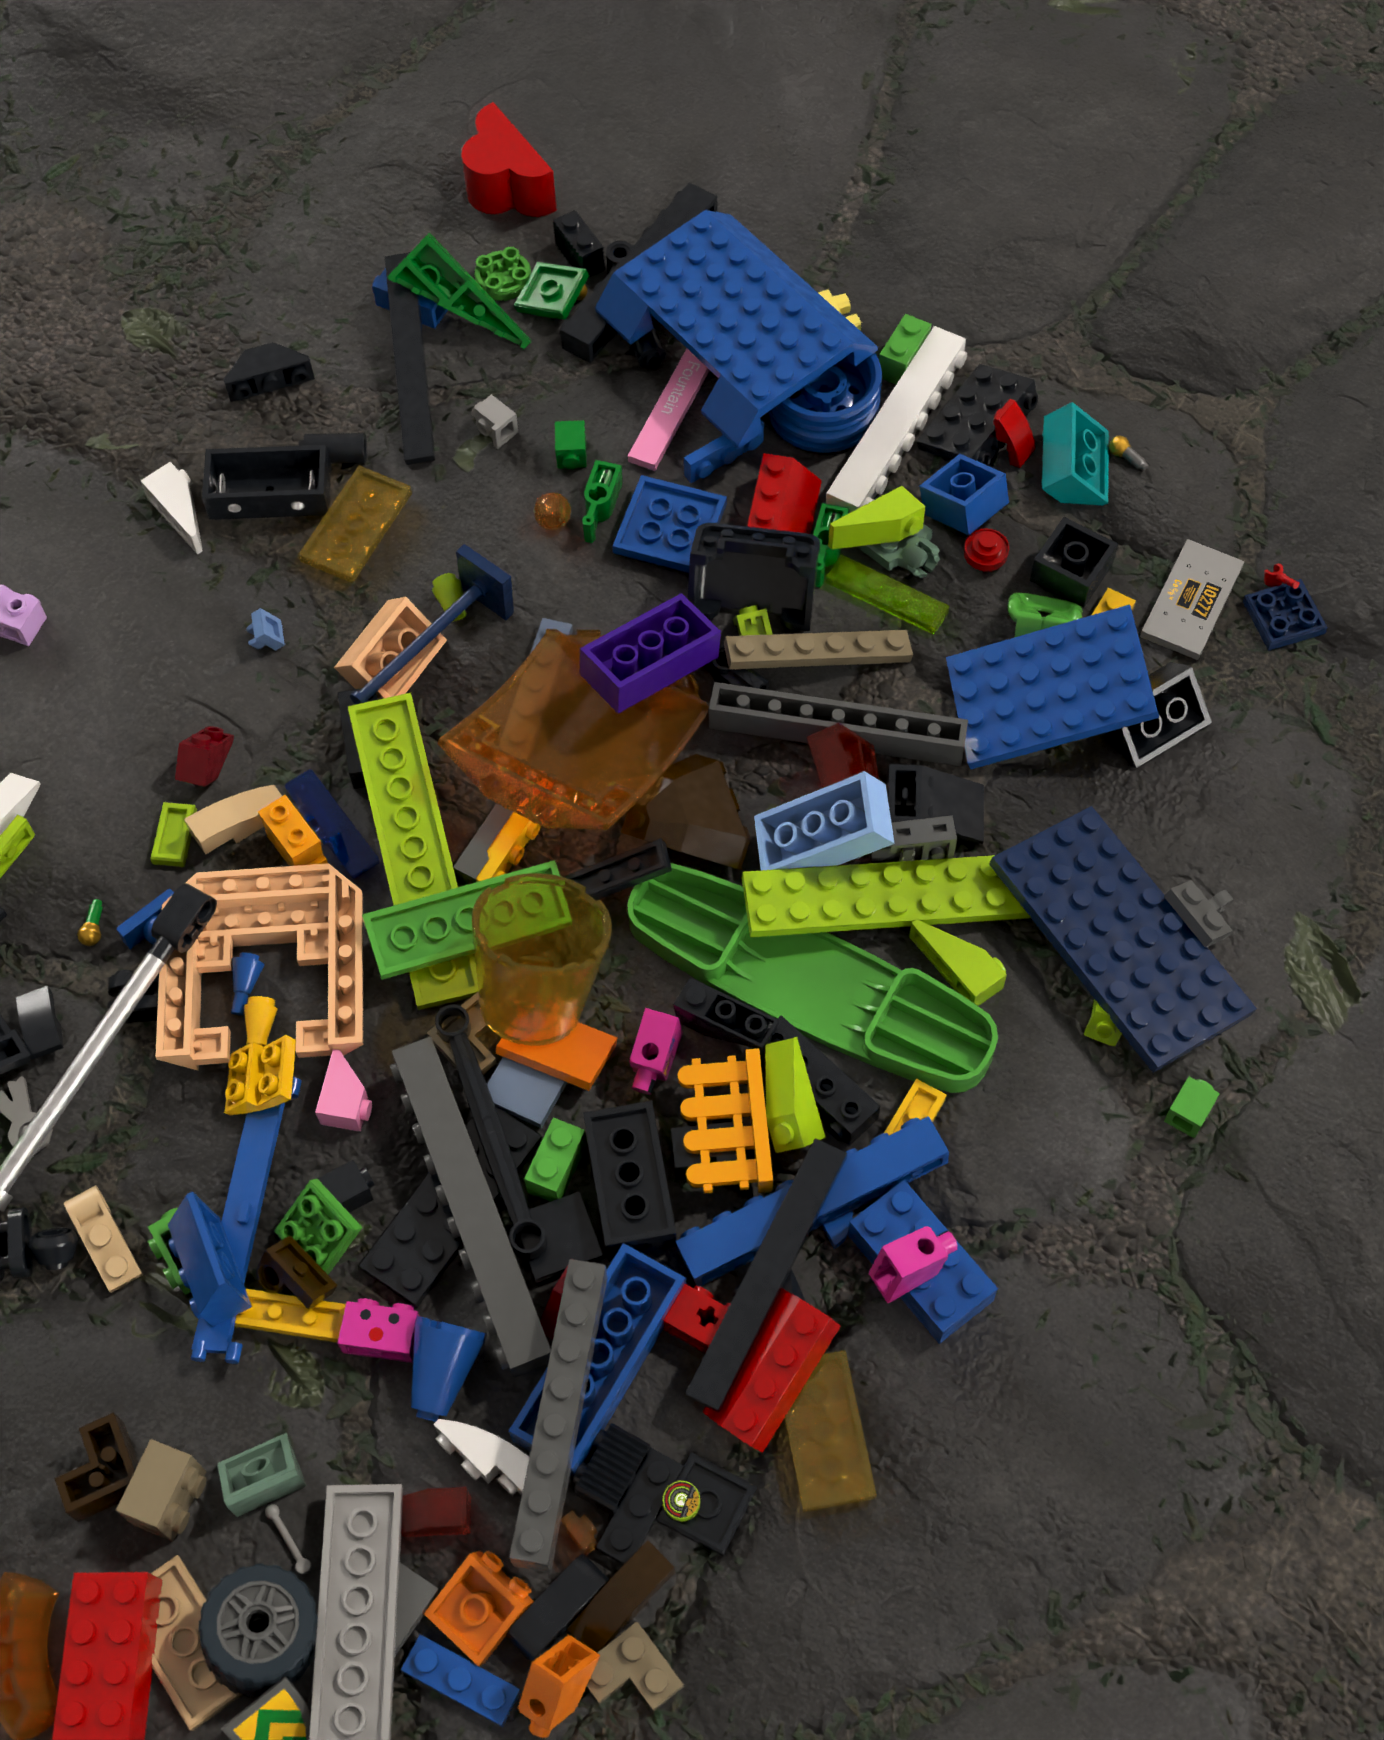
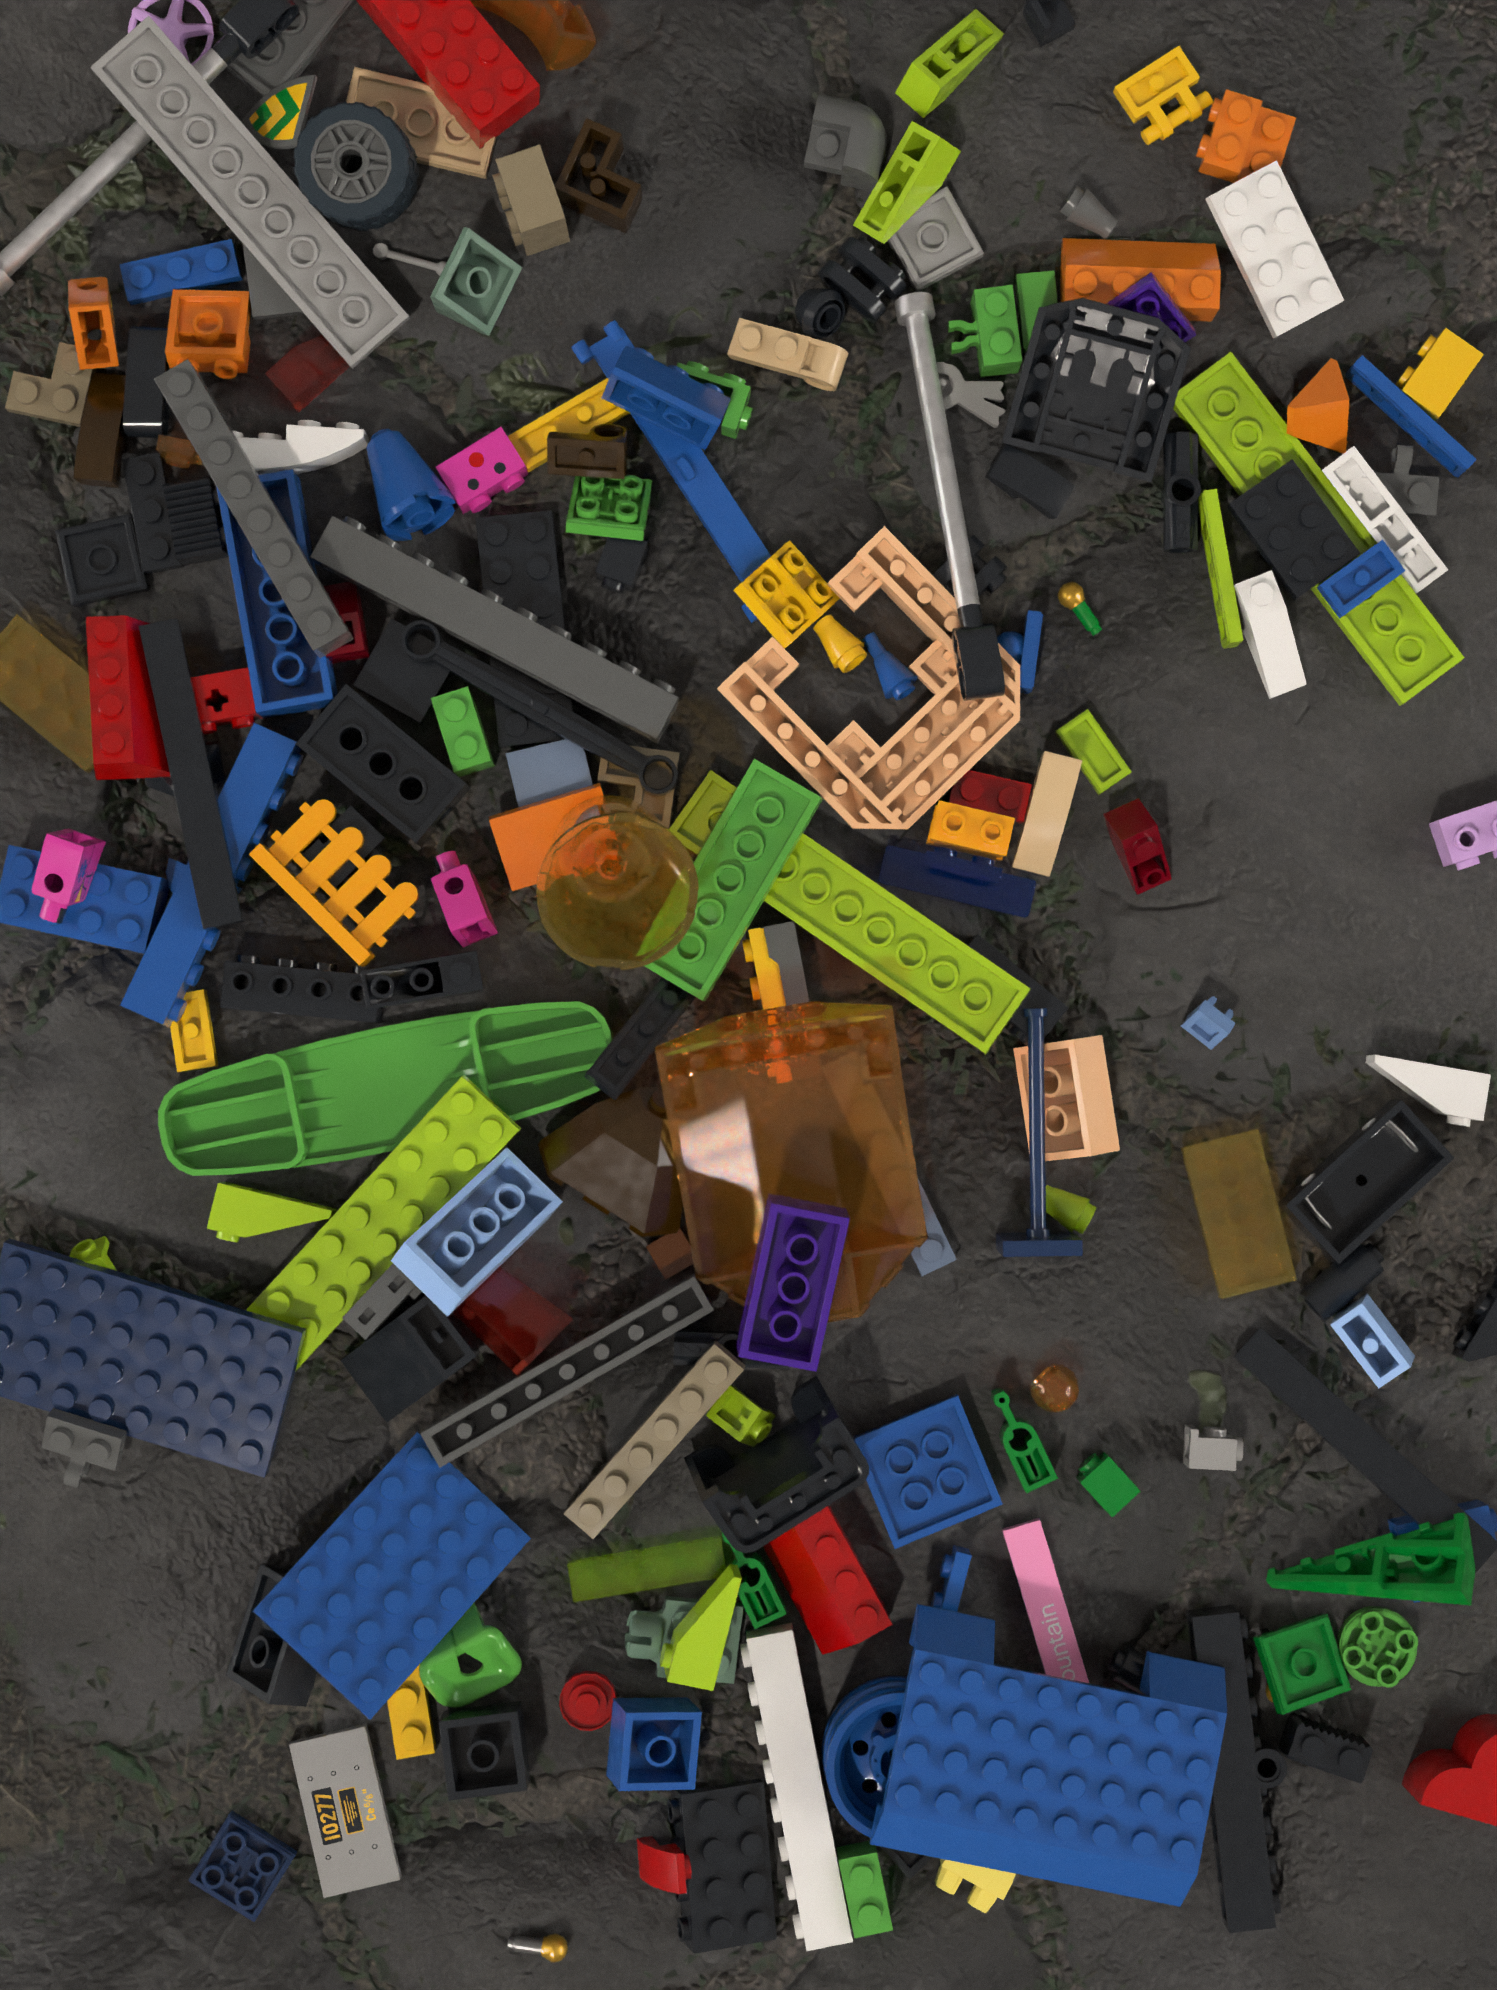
camera: 135 degrees right, 25 degrees up
(256, 850) = (992, 794): none -> red plate
(342, 1097) = (699, 638): bright pink slope -> none
(349, 401) = (1372, 1340): none -> light blue brick
(681, 1501) = (118, 539): tile -> none
(714, 746) = (671, 1253): none -> reddish brown tile
(789, 1098) = (300, 946): lime slope -> none
(1075, 457) = (584, 1891): teal slope -> none
(1277, 577) = (273, 1904): red hand -> none

